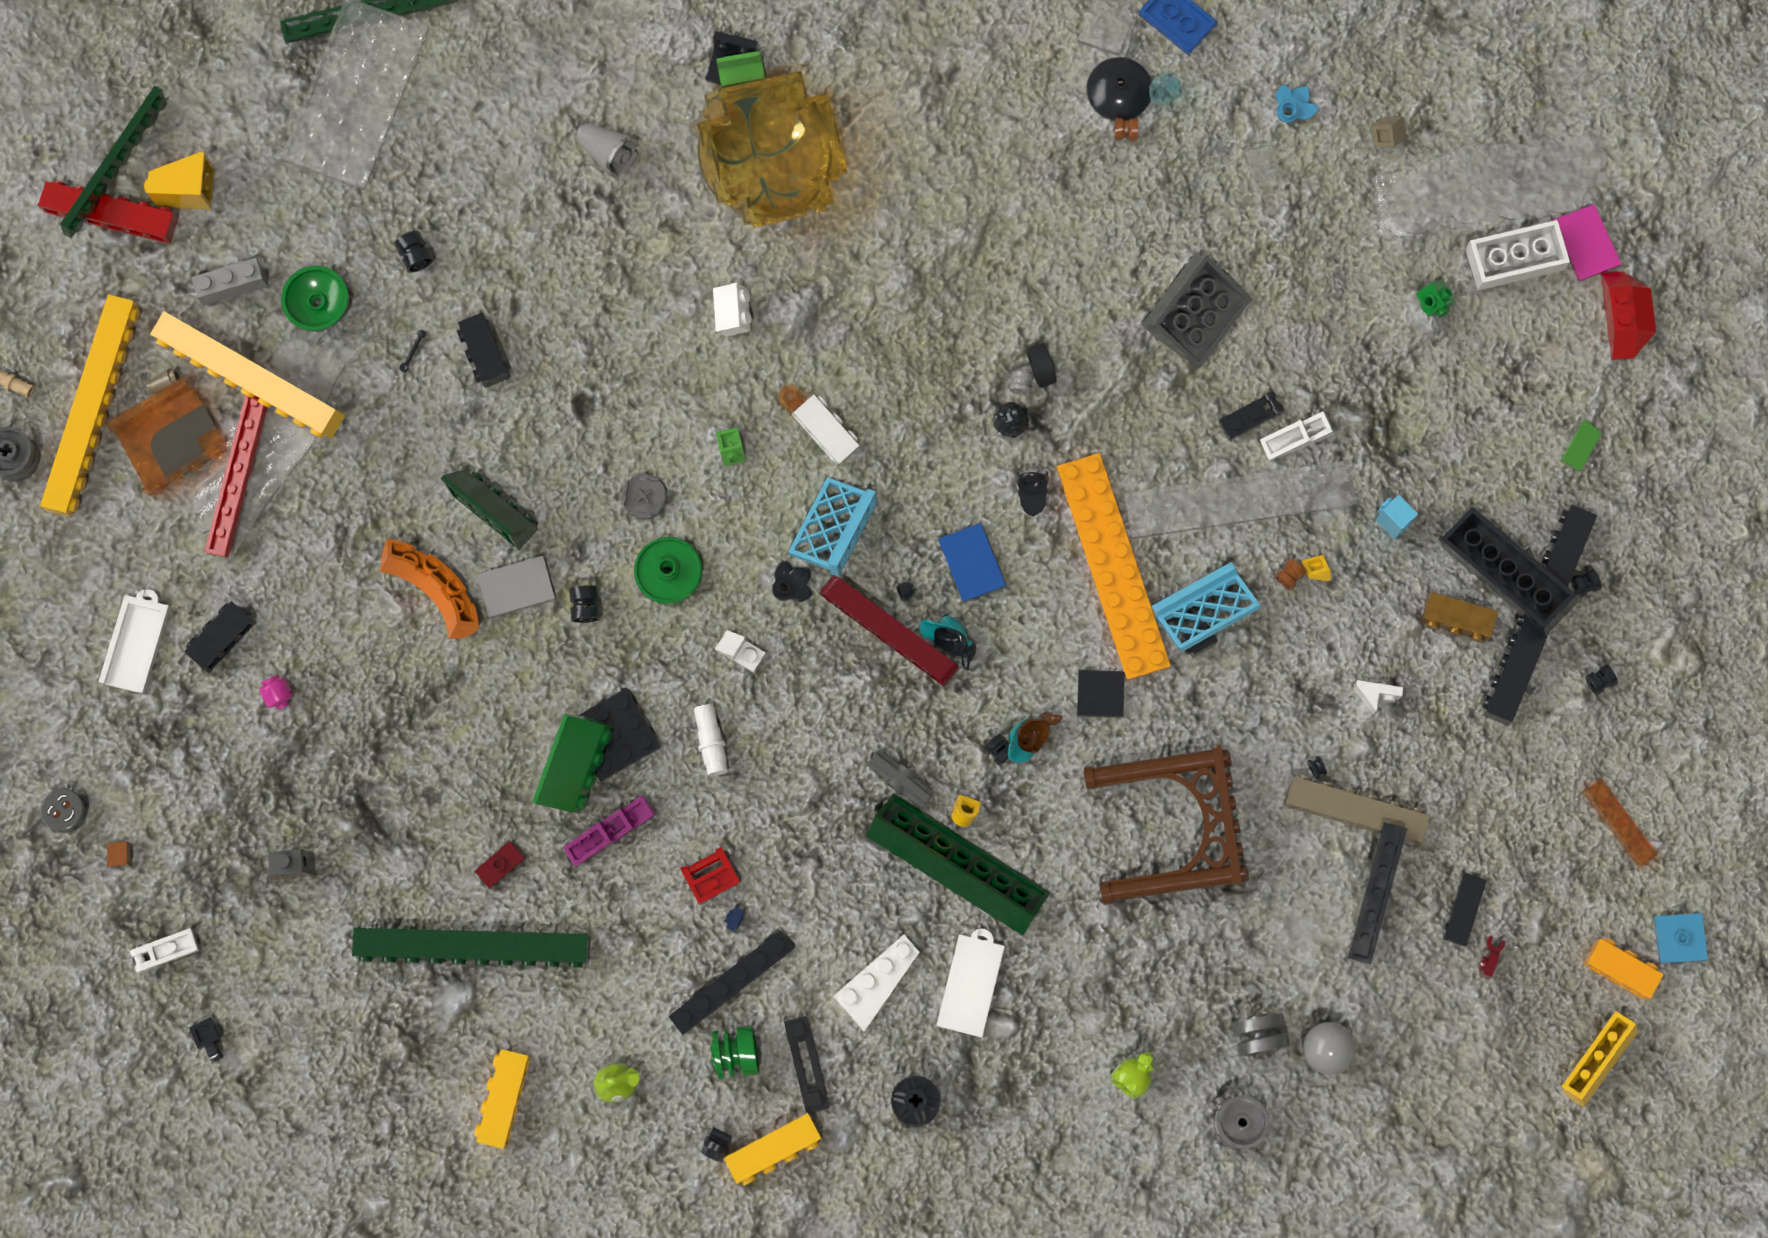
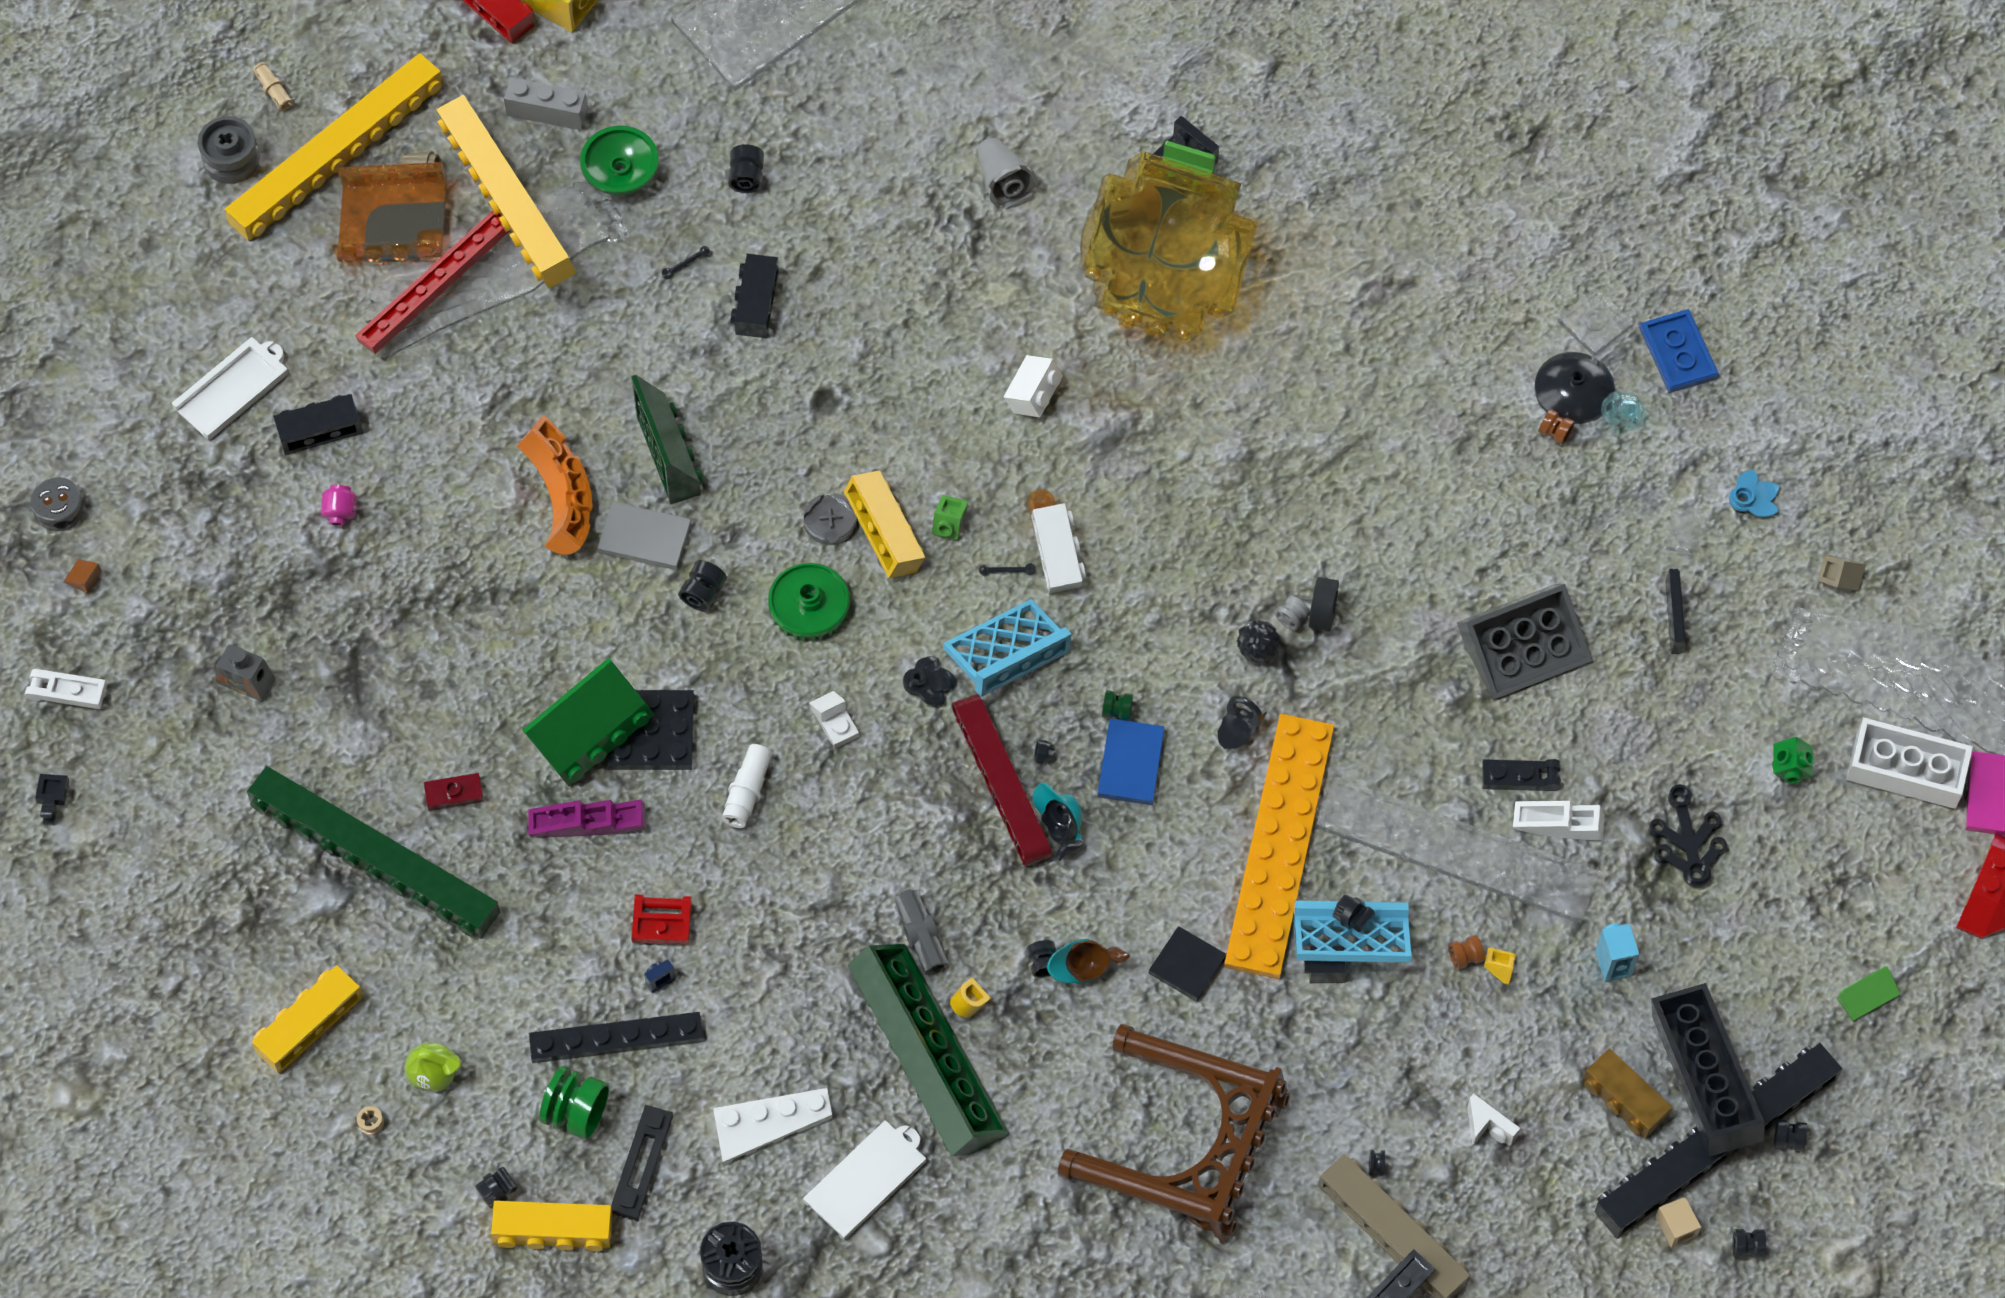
camera: 25 degrees right, 15 degrees down
(598, 1139) = (375, 1128): none -> tan bush
(688, 480) = (884, 524): none -> yellow brick
(811, 454) = (1029, 569): none -> black hinge
(938, 526) = (1117, 705): none -> dark green wheel
(1200, 594) = (1352, 913): none -> black piece
(1290, 228) = (1675, 611): none -> black tile
(1395, 400) = (1688, 841): none -> black plant
(1545, 692) = (1678, 1222): none -> tan panel

